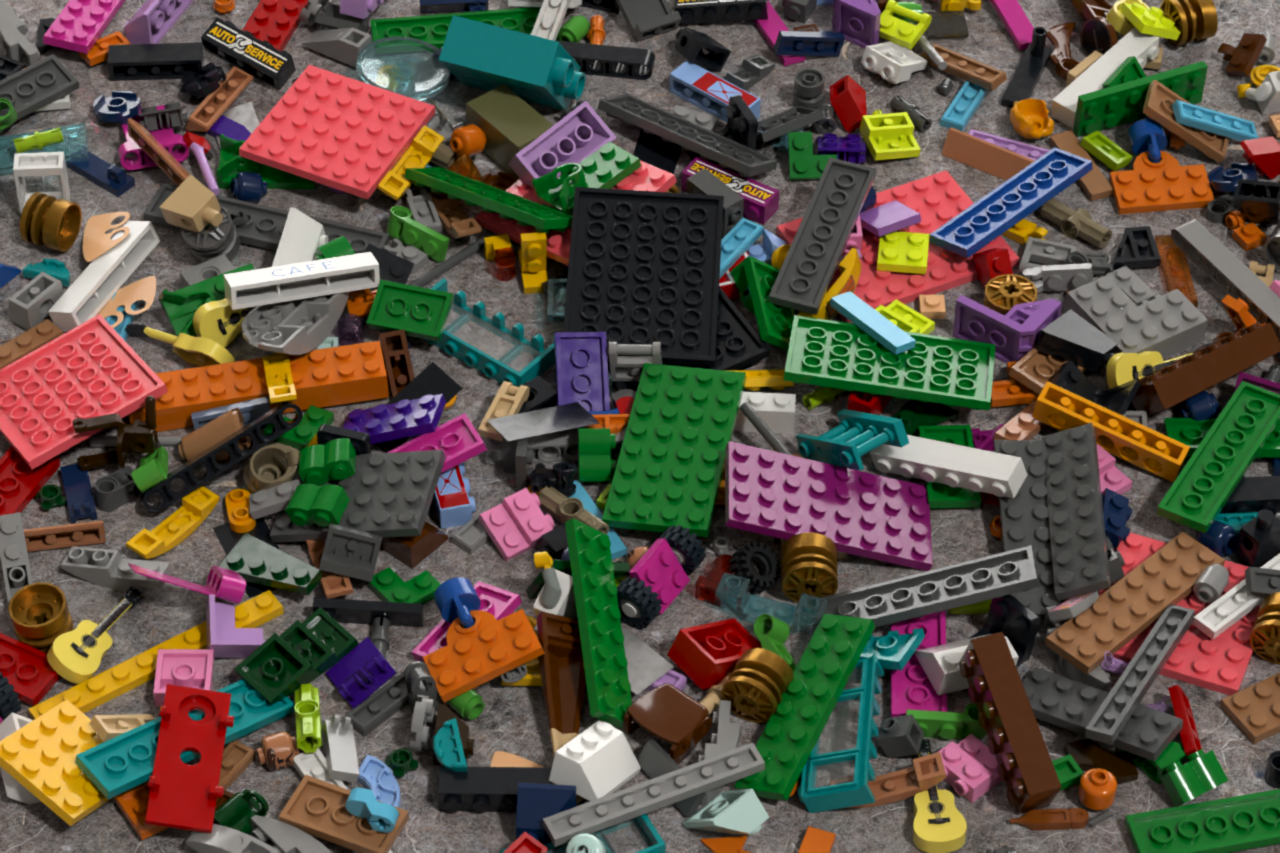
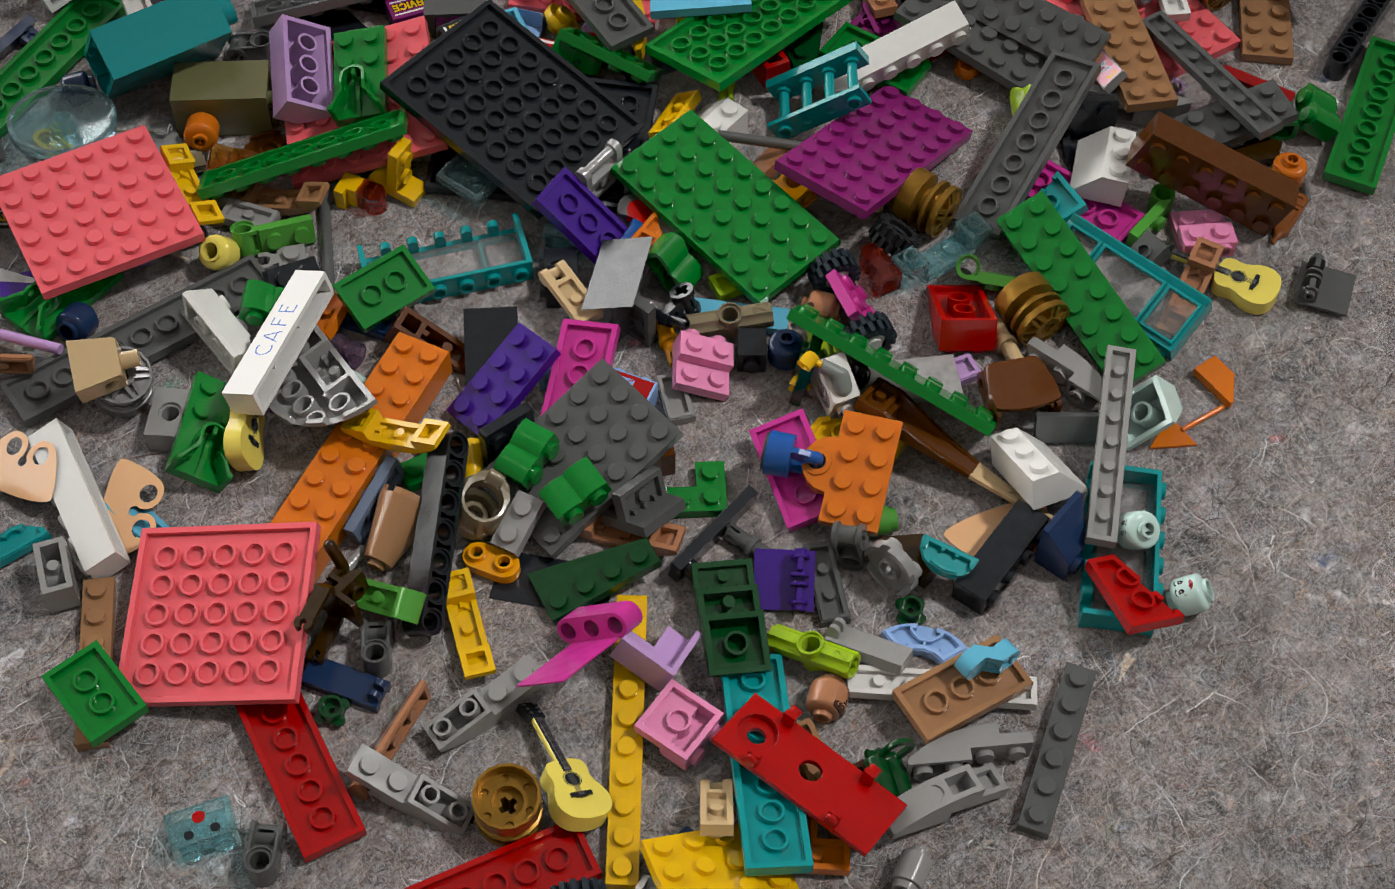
camera: 55 degrees left, 10 degrees up
(191, 349) = (249, 485): light yellow piece -> none
(371, 215) = (218, 252): none -> light yellow head

